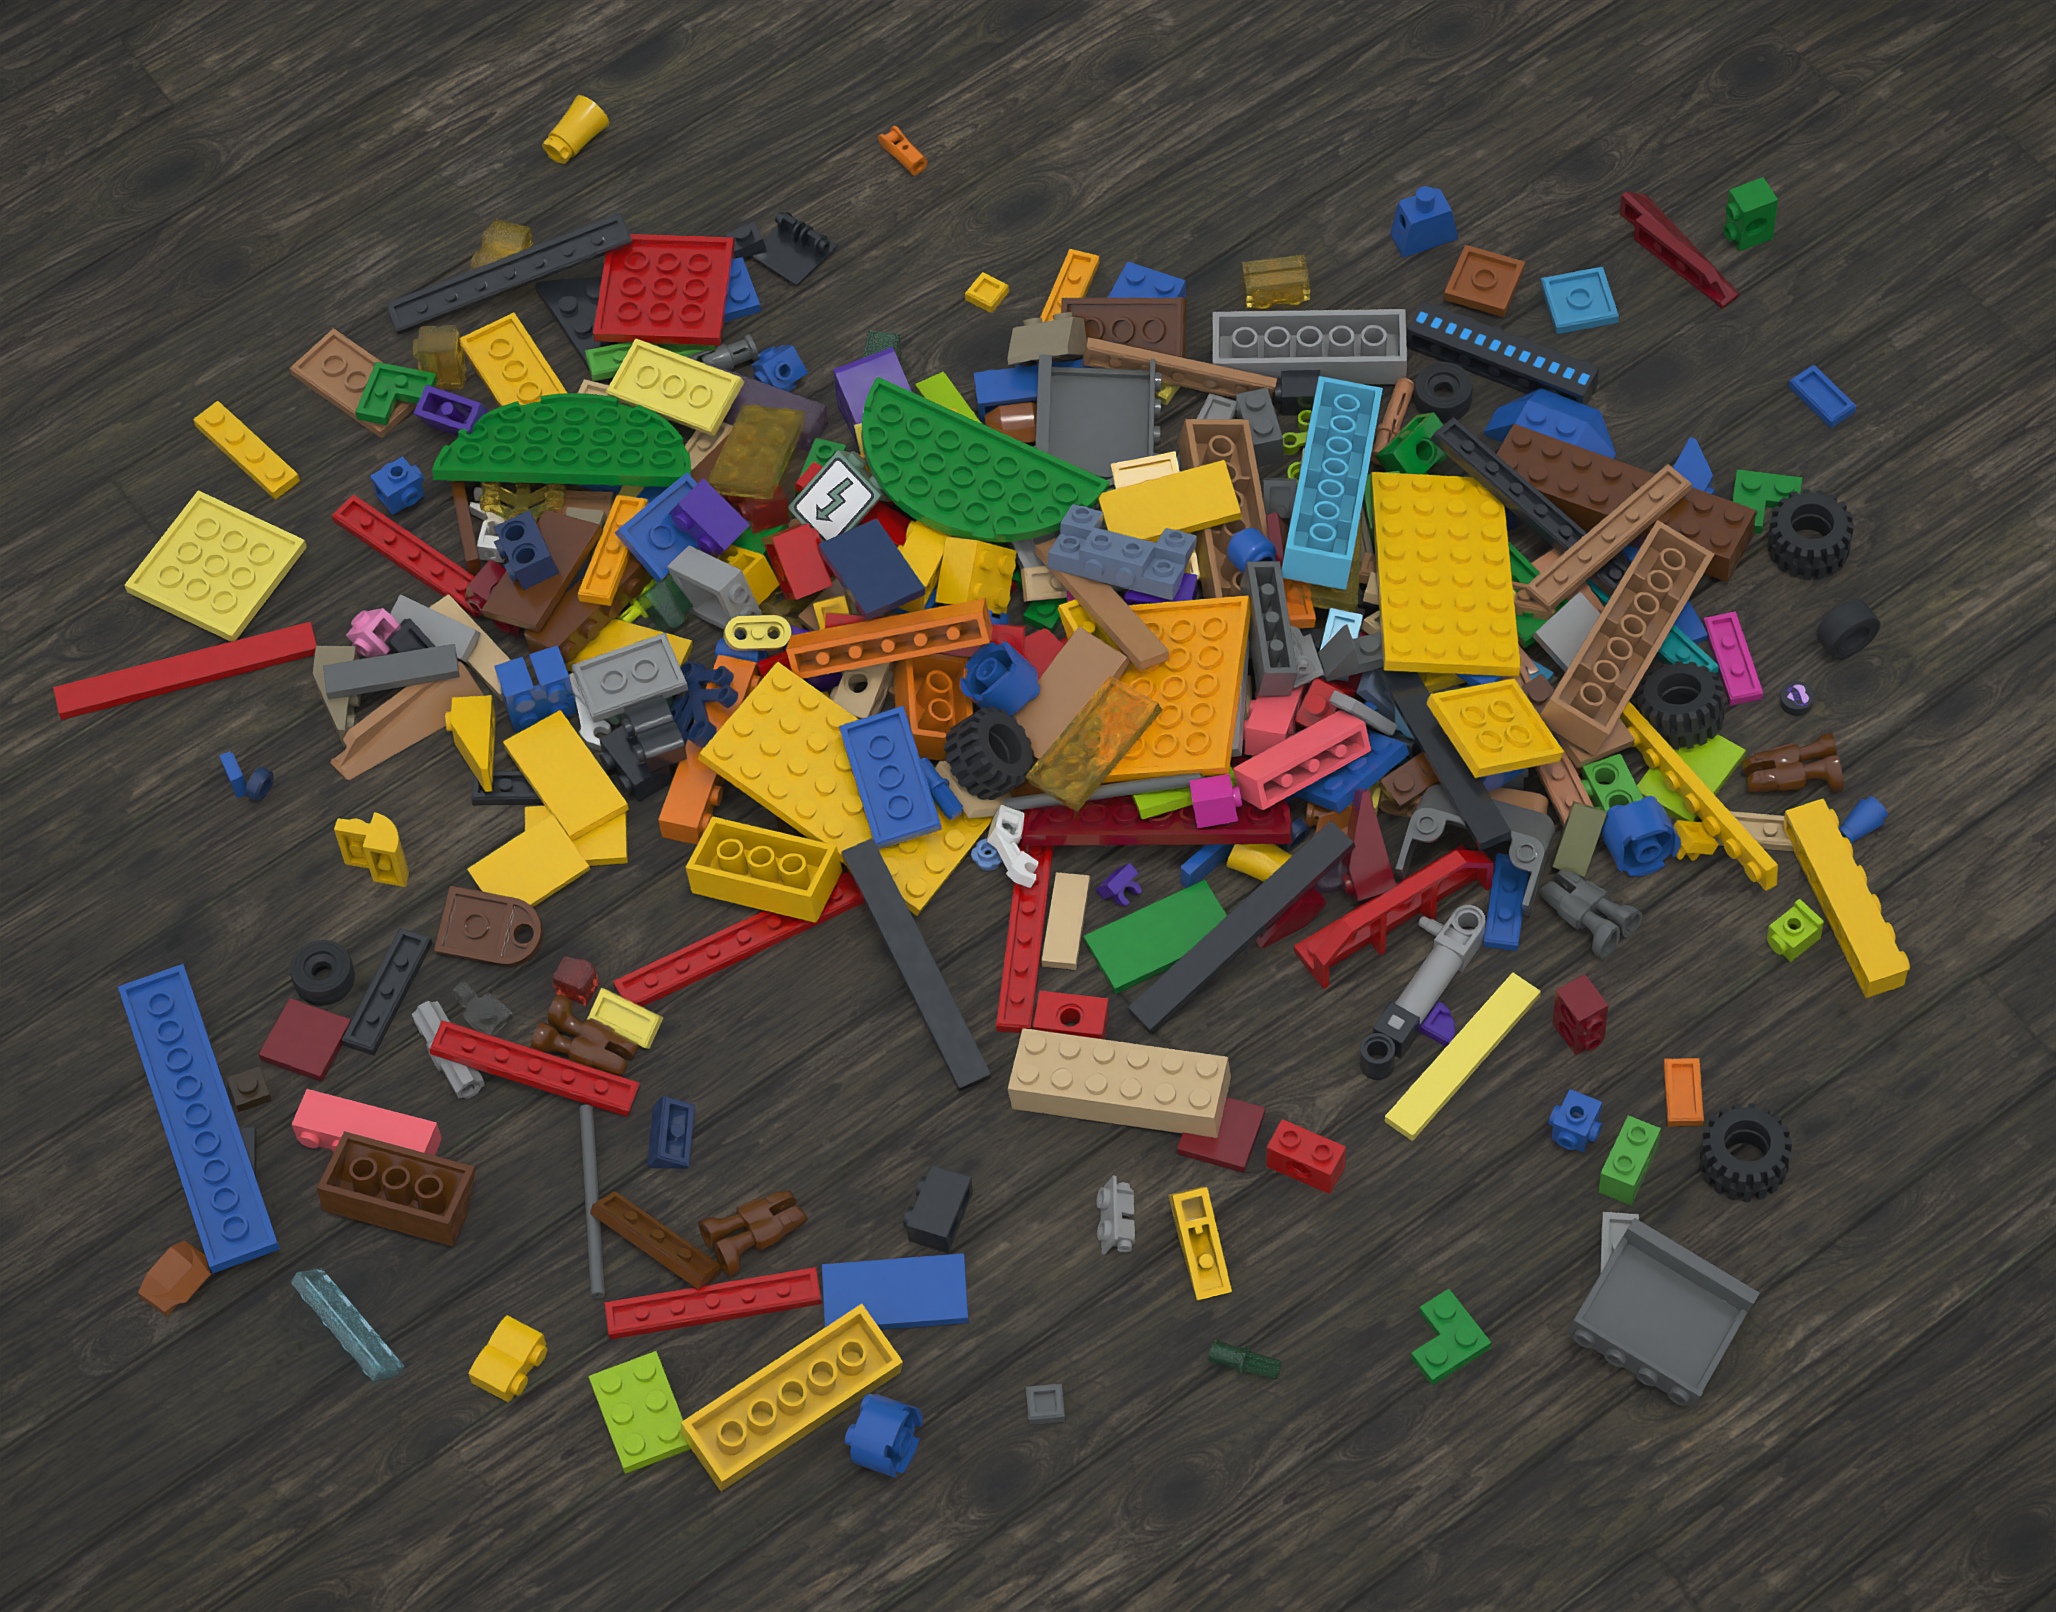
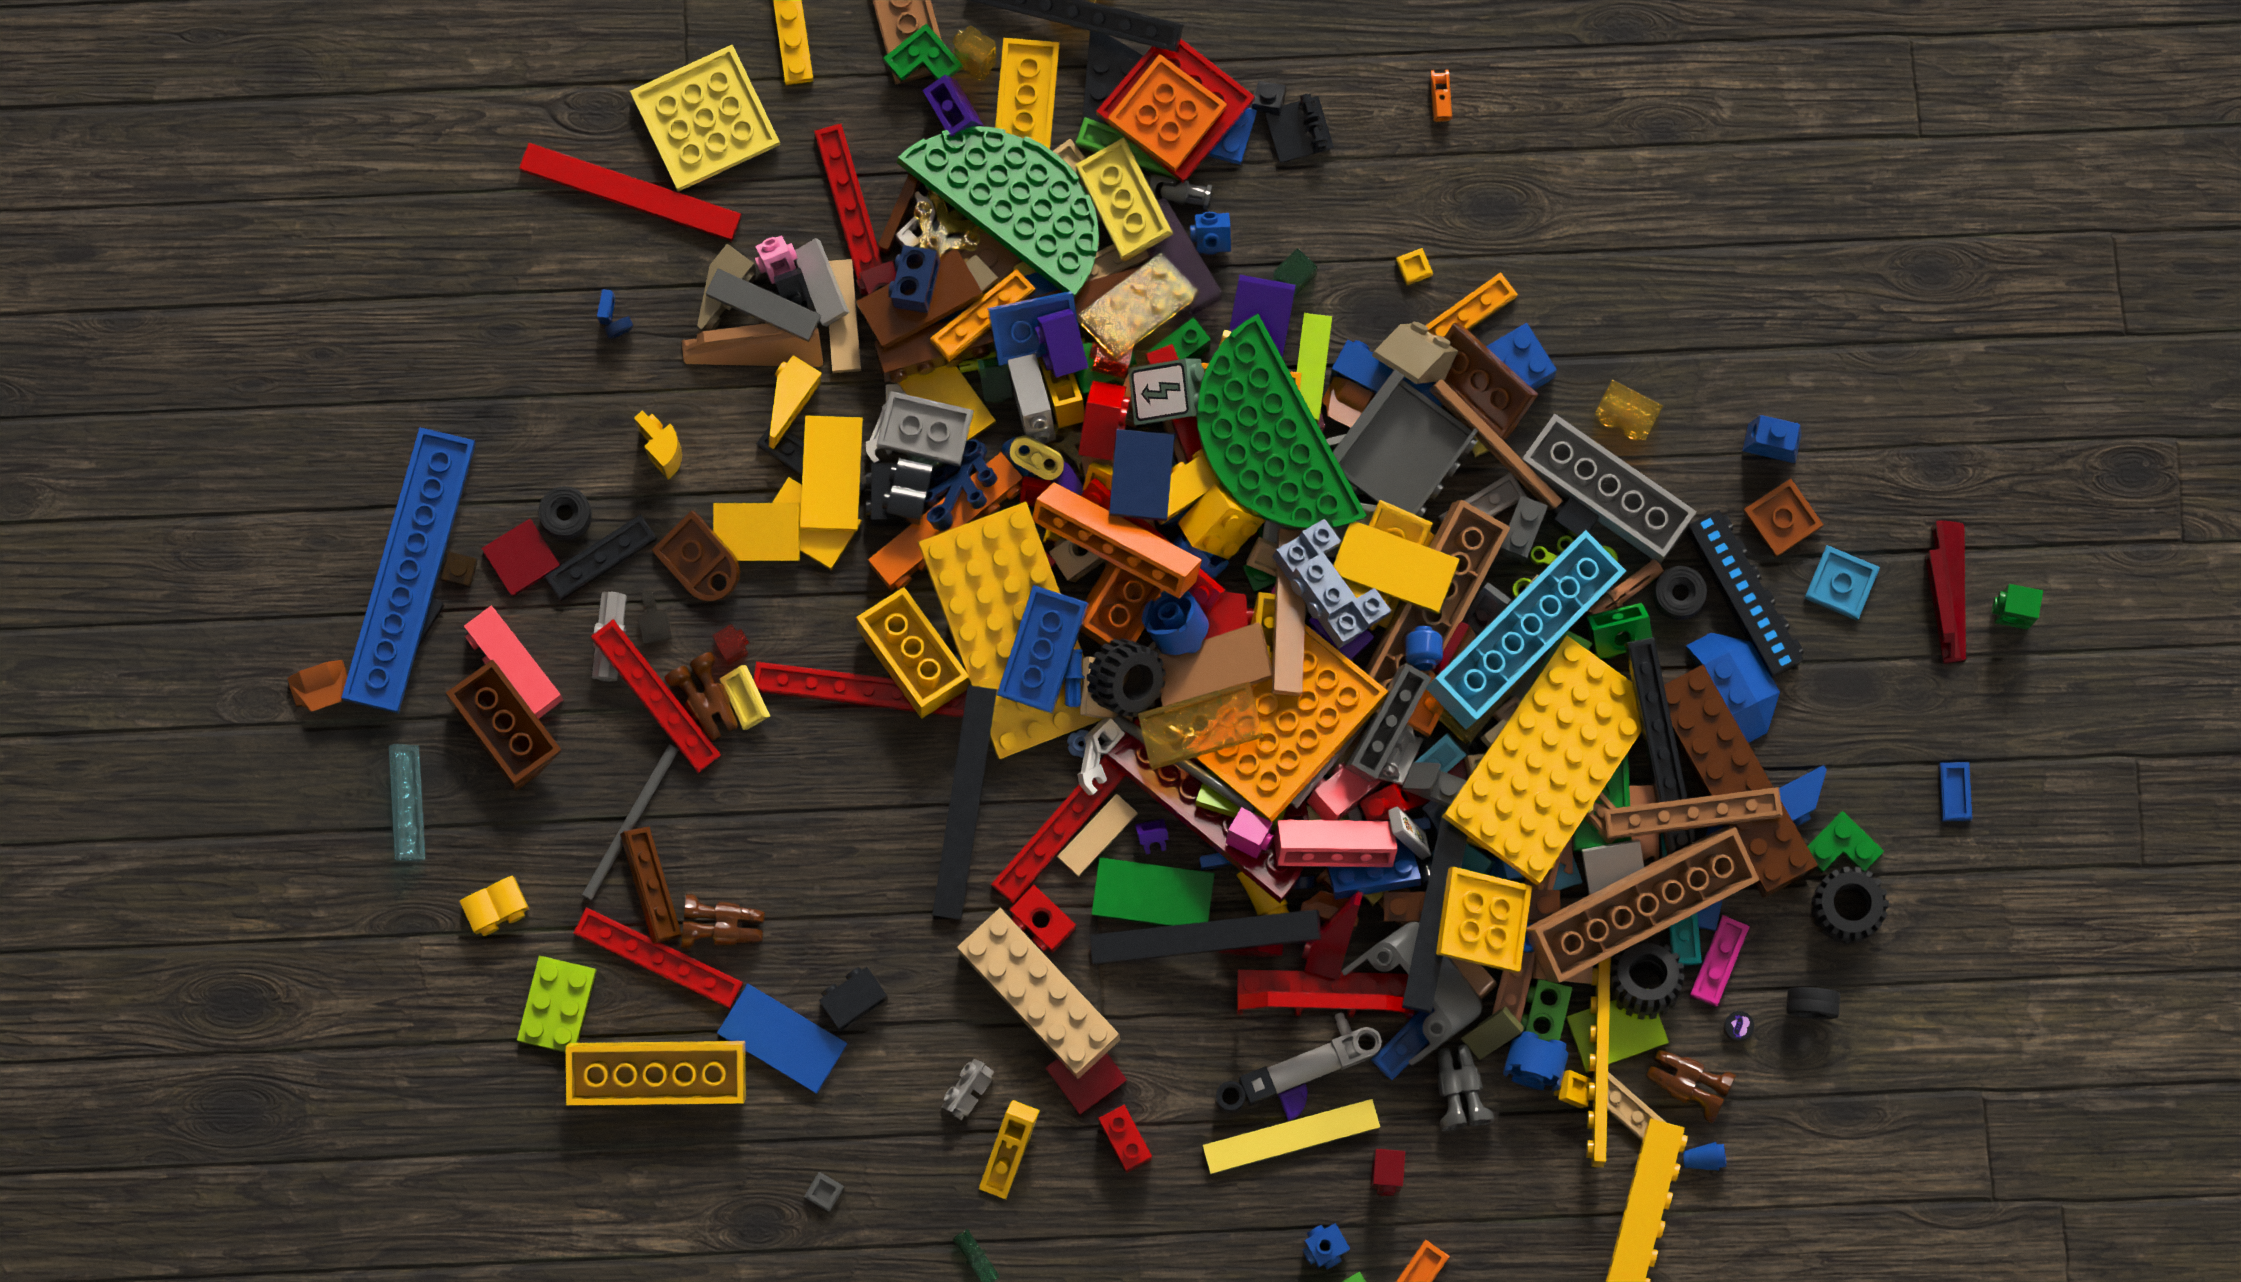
camera: 30 degrees right, 20 degrees up
(398, 485) = (875, 141): blue brick -> none
(531, 703) = (858, 396): blue piece -> none
(661, 292) = (1167, 112): none -> orange plate
(671, 1134) = (716, 808): dark blue slope -> none
(884, 1435) = (697, 1144): blue brick -> none
(1805, 931) = (1601, 1211): lime brick -> none

